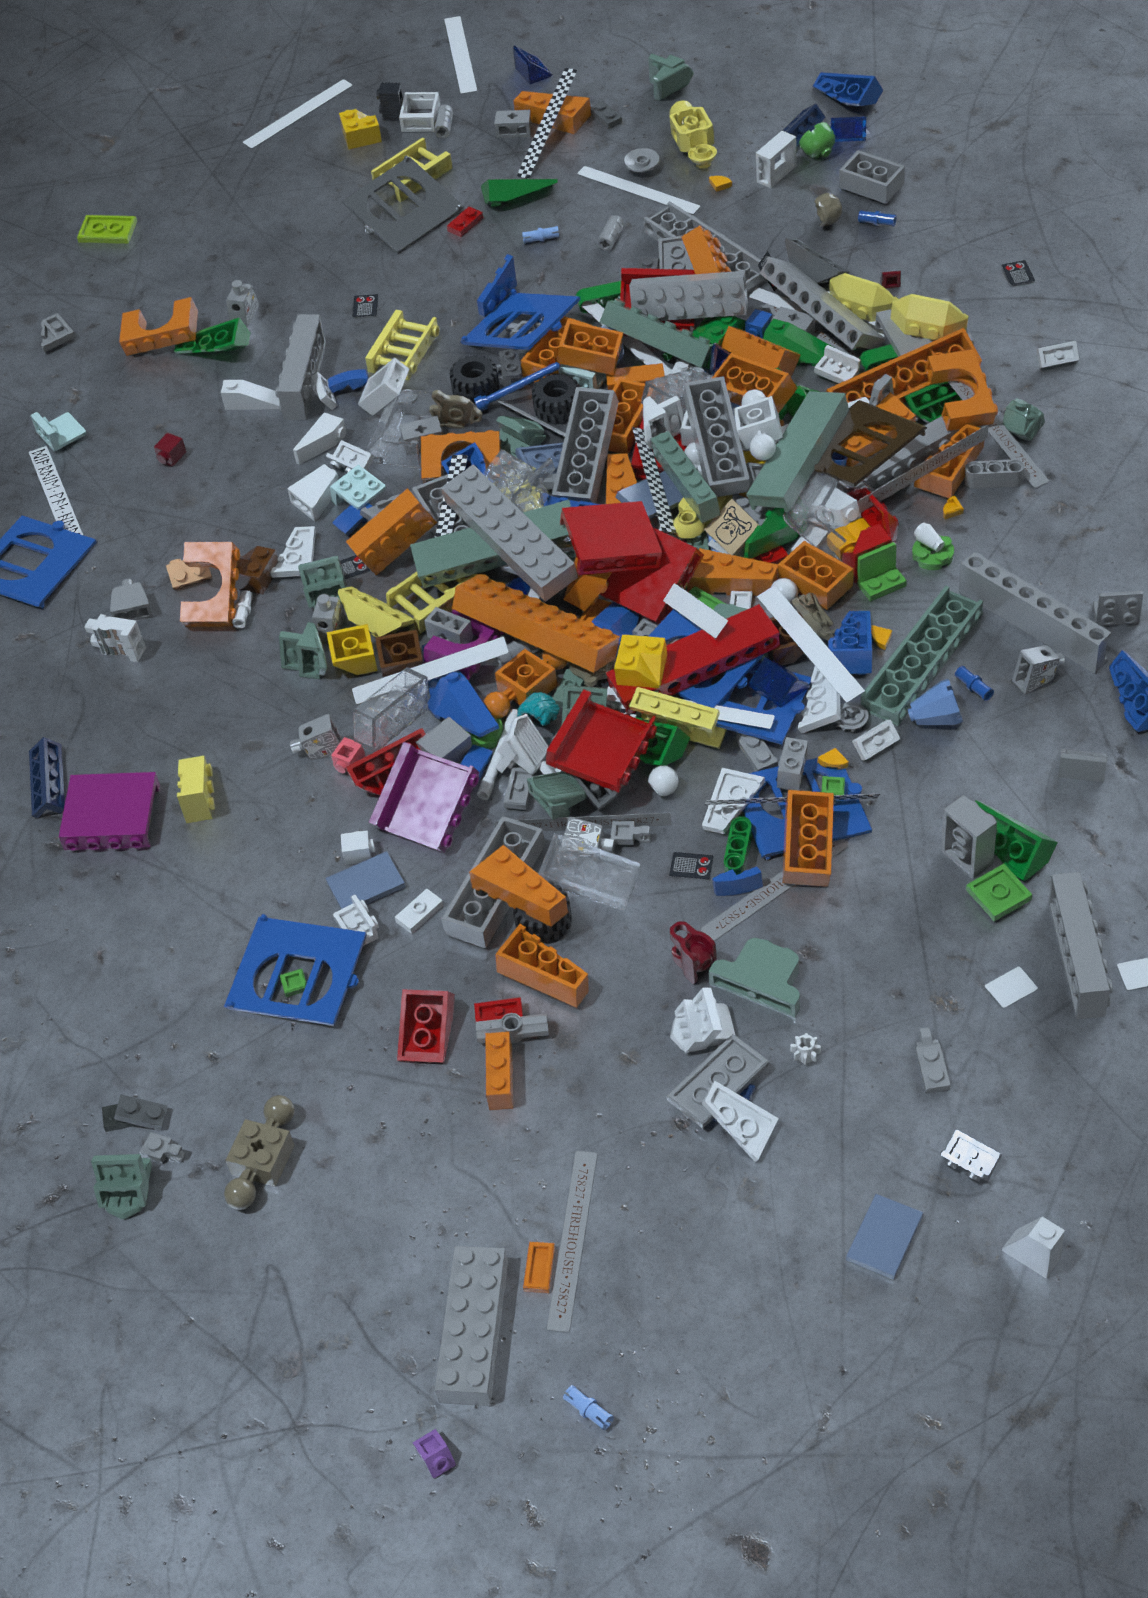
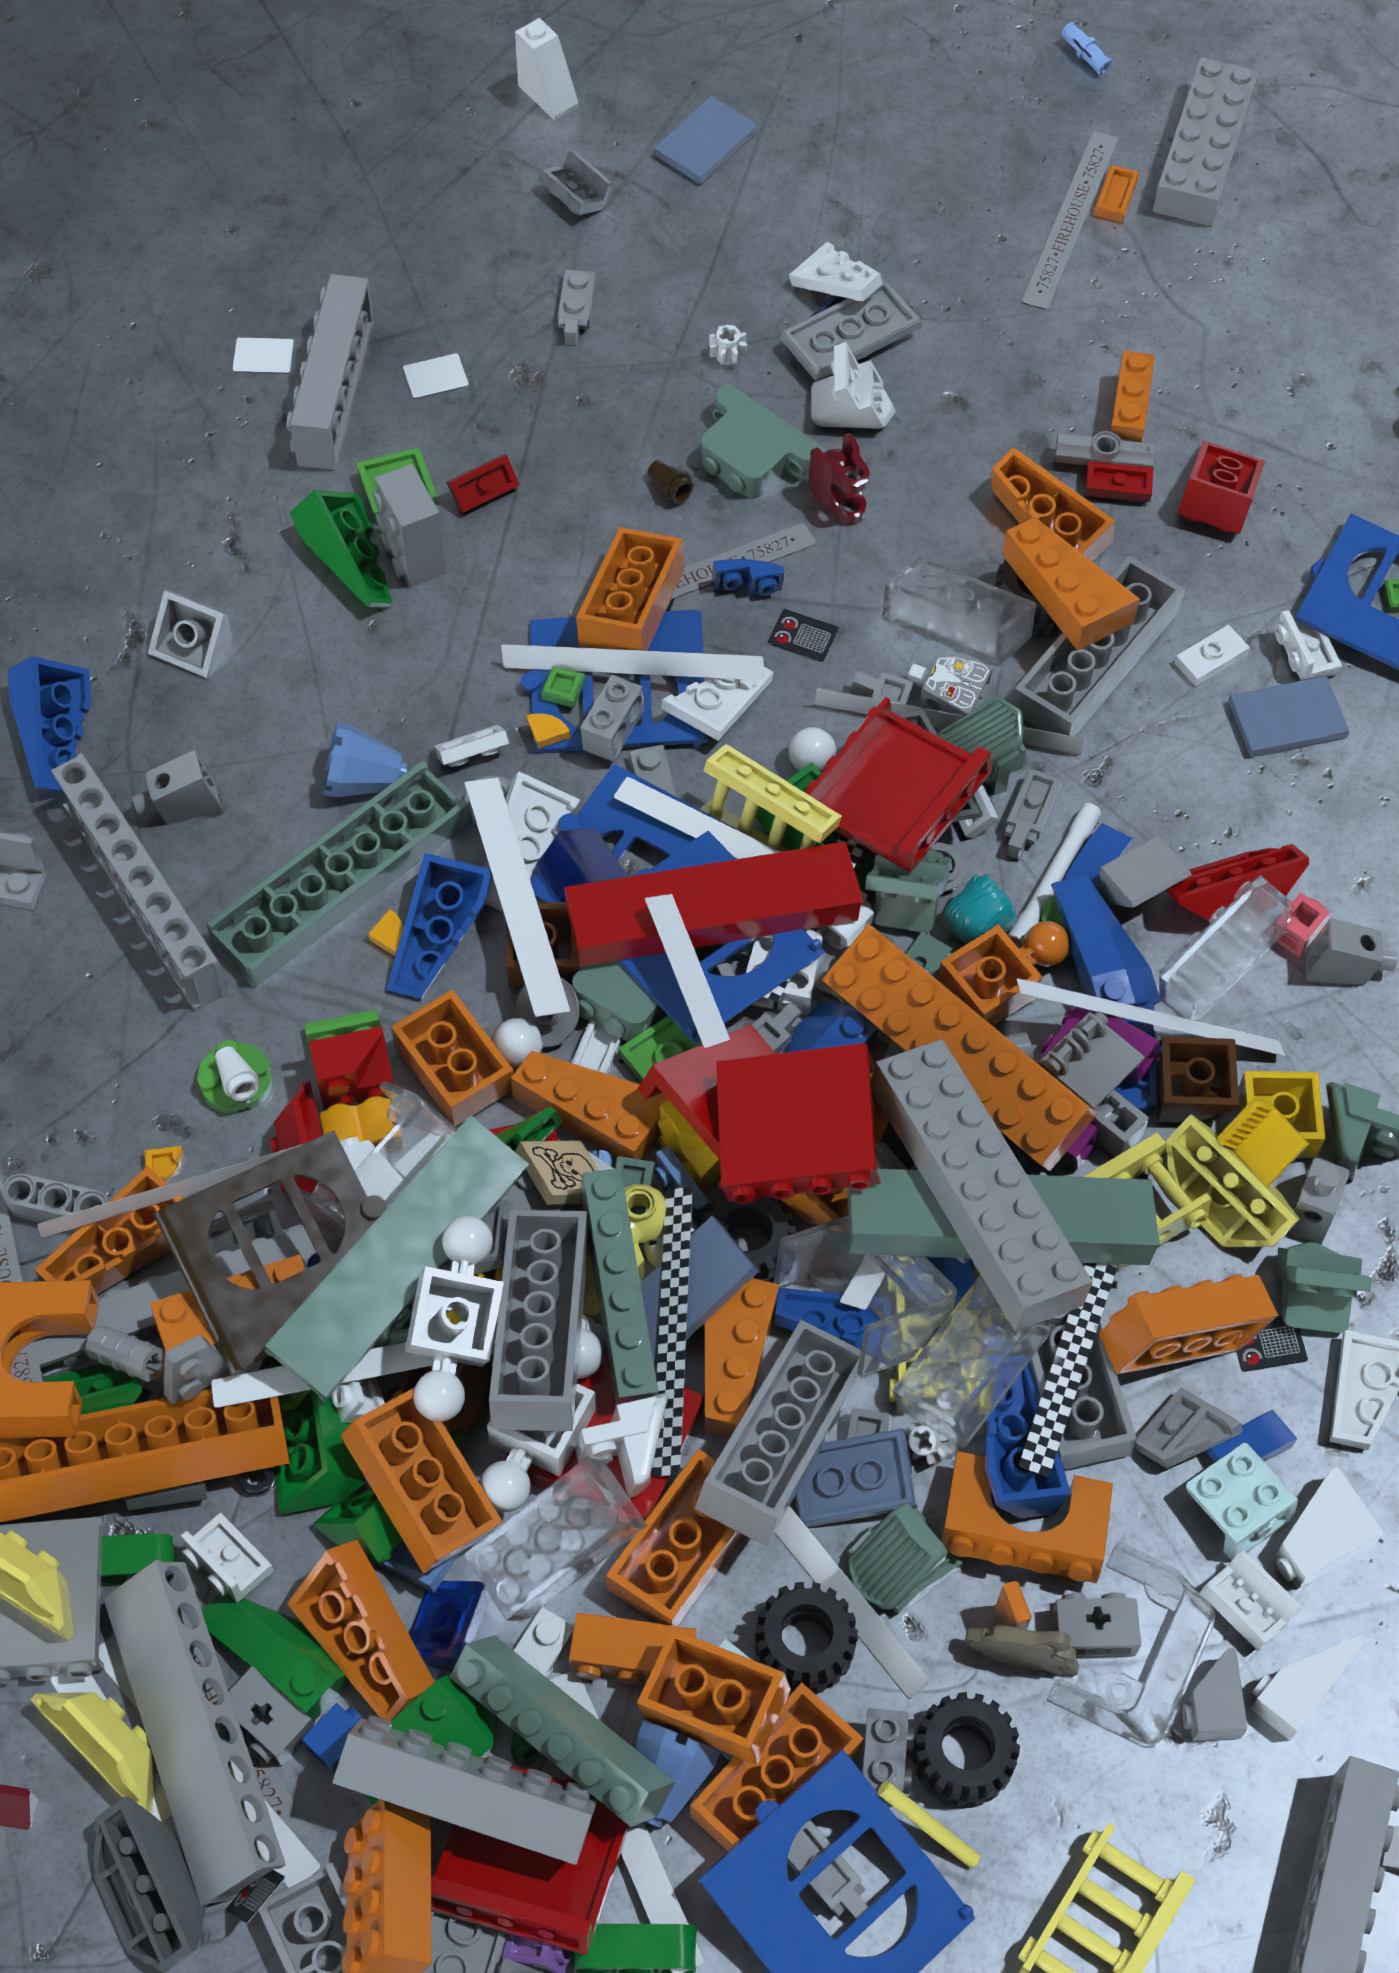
camera: 175 degrees left, 10 degrees up
(323, 391) = (1291, 1825): white plate -> none
(354, 378) = (1236, 1847): blue slope -> none
(356, 847) = (1297, 763): white brick -> none
(359, 617) = (1263, 1140): none -> yellow piece
(362, 422) = (1217, 1703): none -> light grey slope
(382, 386) = (1133, 1764): white window -> none
(424, 798) = (1181, 794): panel -> none
(434, 1453) = (1265, 42): medium lavender bracket -> none
(460, 418) = (1012, 1607): none -> orange tile
(460, 631) = (1092, 1059): none -> light grey hinge
(483, 402) = (951, 1684): blue piece -> none
(487, 350) = (928, 1824): none -> light yellow bar
(523, 746) = (1022, 842): white piece -> none
(640, 661) = (805, 880): yellow slope -> none
(738, 845) = (734, 611): green beam -> none
(812, 938) = (672, 483): none -> dark brown cone
(814, 615) = (485, 964): dark tan tile -> none
(920, 404) = (125, 1353): none -> light grey axle
(940, 904) = (482, 483): none -> red plate
(974, 683) = (283, 805): blue pin -> none

